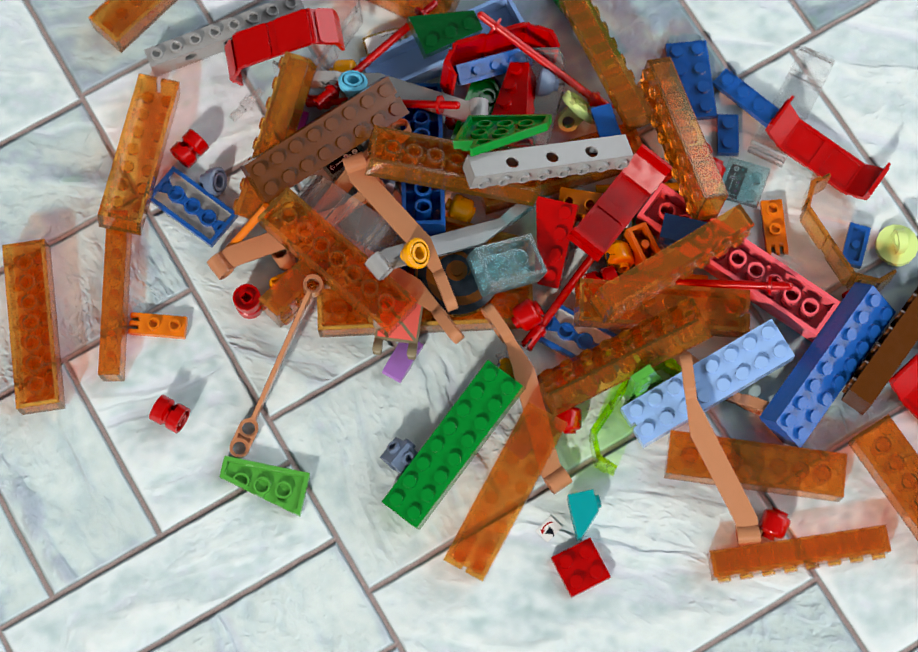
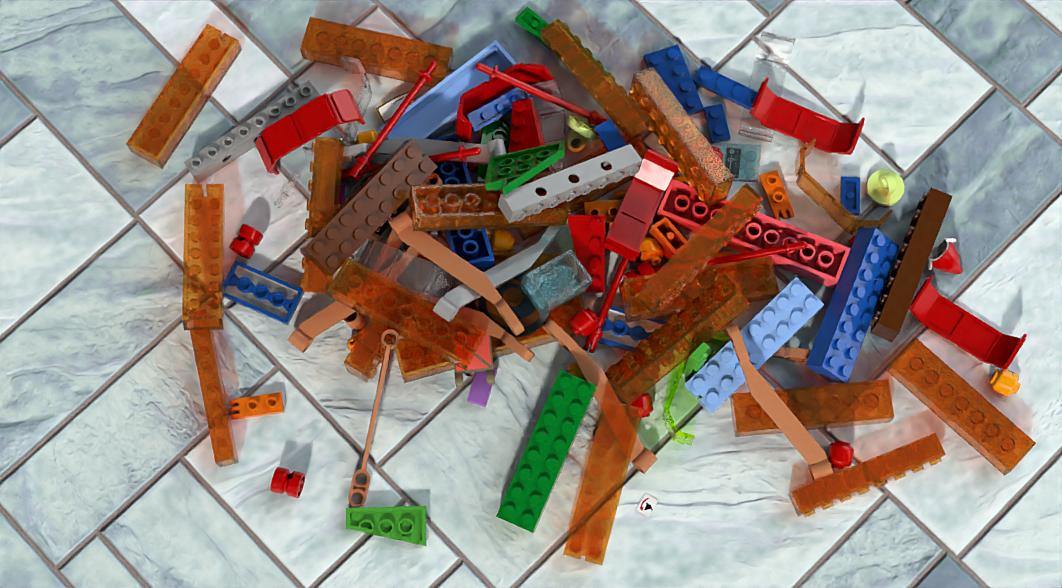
camera: 15 degrees left, 0 degrees up
(33, 327) = (145, 433): clear orange brick -> none
(214, 181) = (275, 265): sand blue brick -> none
(247, 301) = (332, 366): red wheel -> none
(248, 226) = (318, 299): orange bar -> none
(352, 82) = (379, 151): medium azure brick -> none
(399, 454) = (501, 471): sand blue brick -> none
(415, 253) = (475, 291): light orange brick -> none
(439, 31) = (447, 87): dark green wedge -> none
(546, 83) = (549, 113): sand blue brick -> none
(580, 567) = (682, 532): red plate -> none
(583, 511) = (673, 482): teal slope -> none
(676, 228) = (696, 216): dark blue slope -> none

